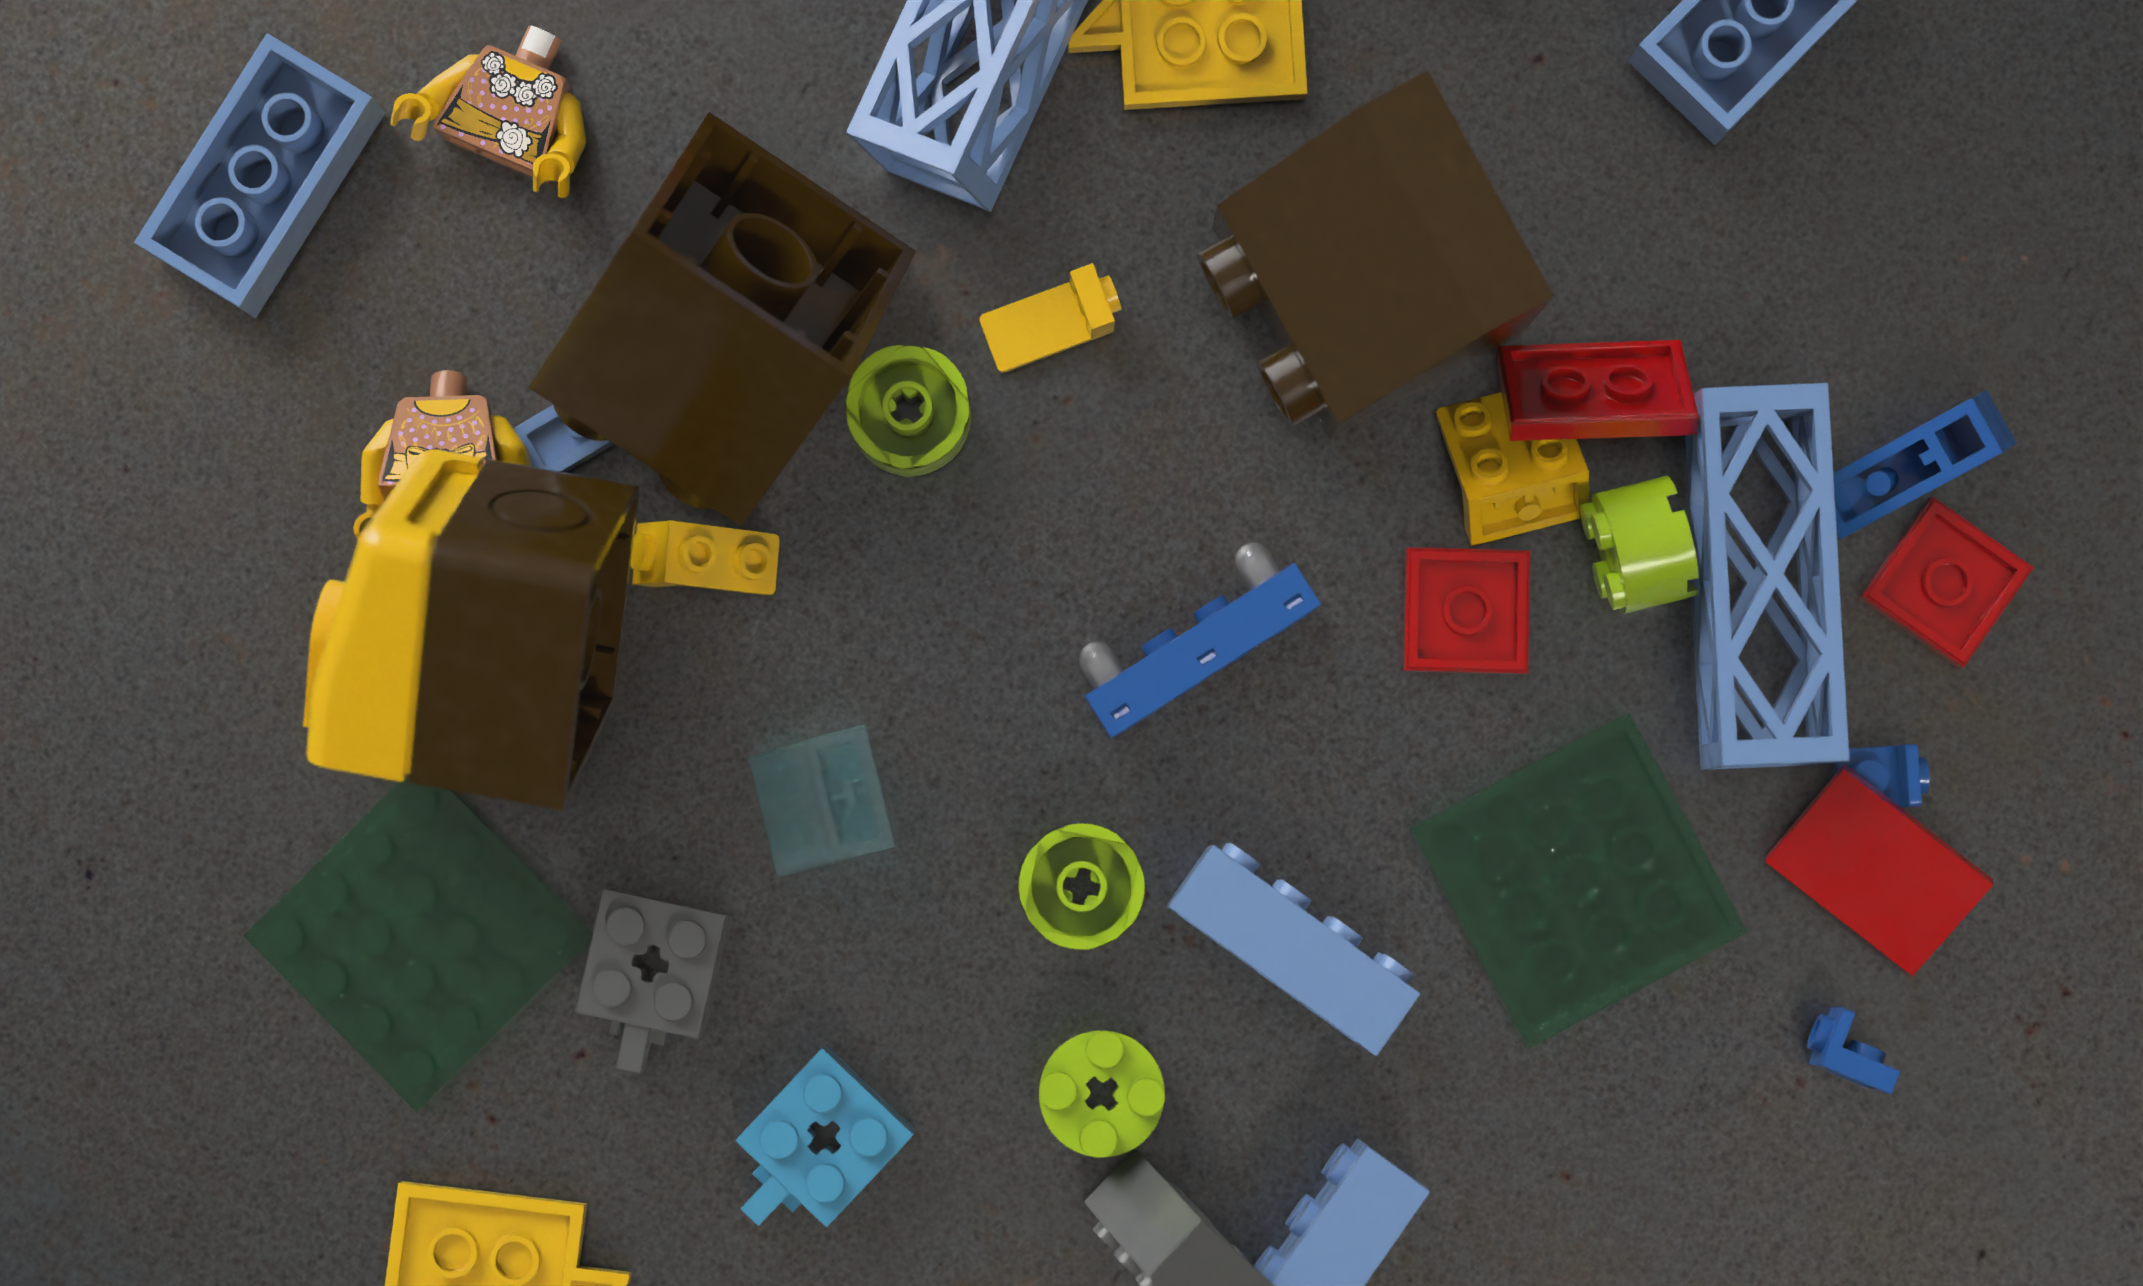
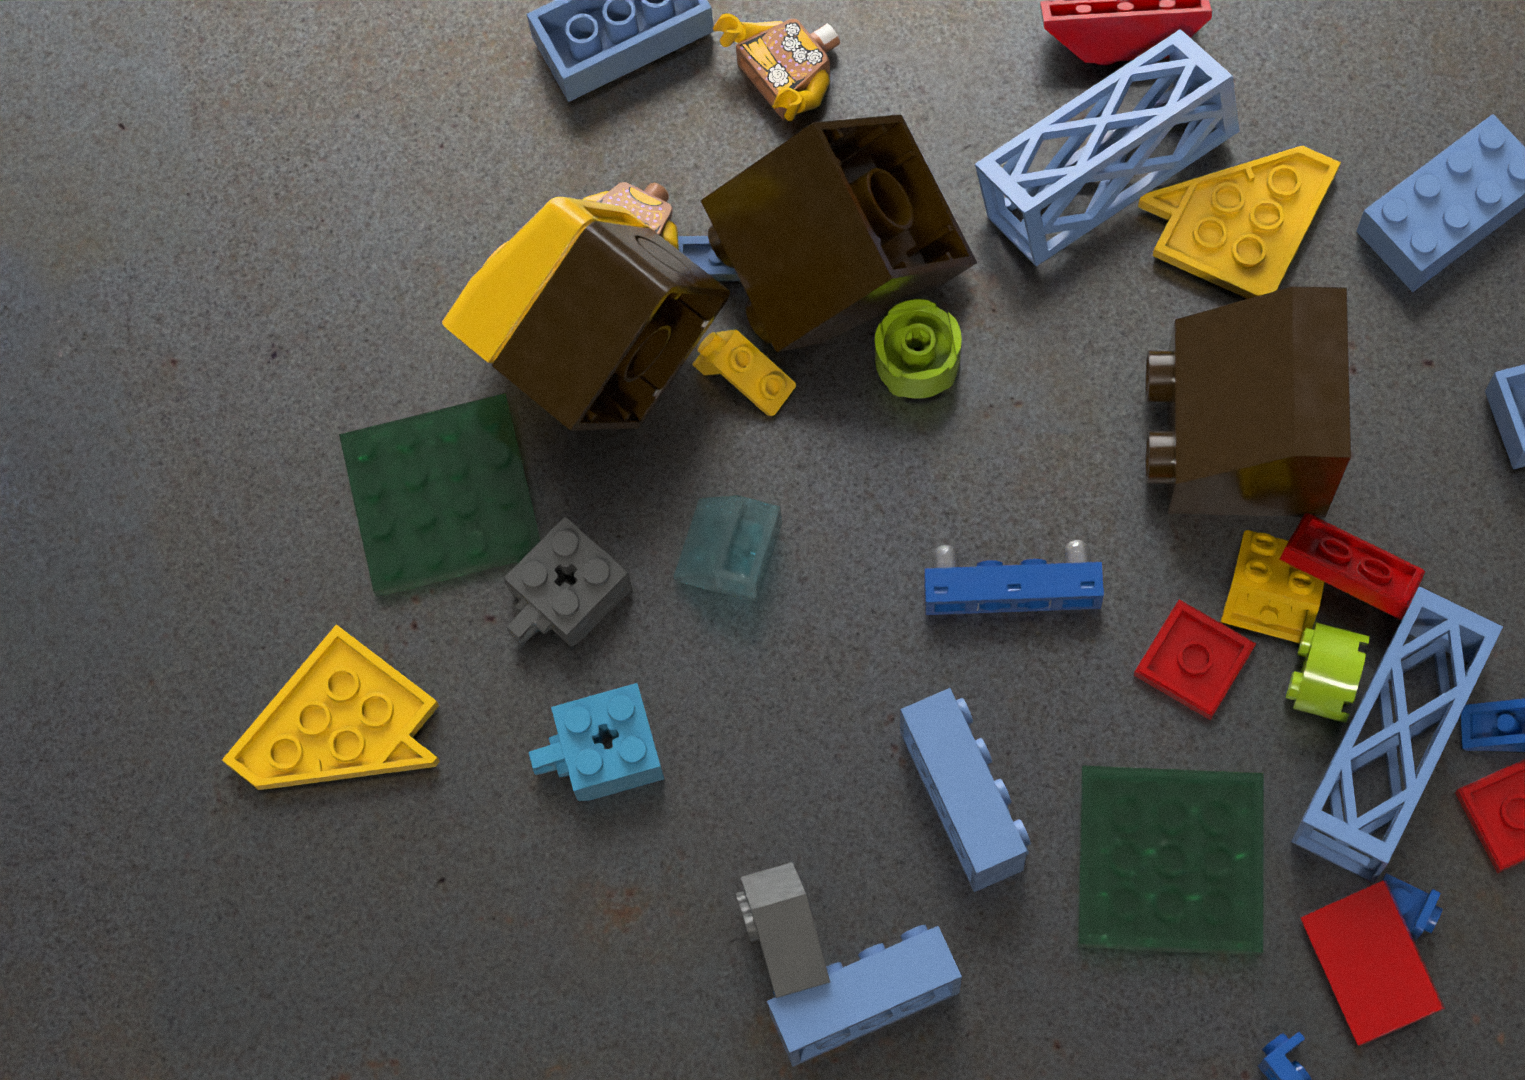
camera: 40 degrees right, 15 degrees down
(1051, 320) = (1036, 349): yellow bracket -> none
(1101, 1130) = (769, 825): lime brick -> none
(1111, 866) = (854, 657): lime brick -> none

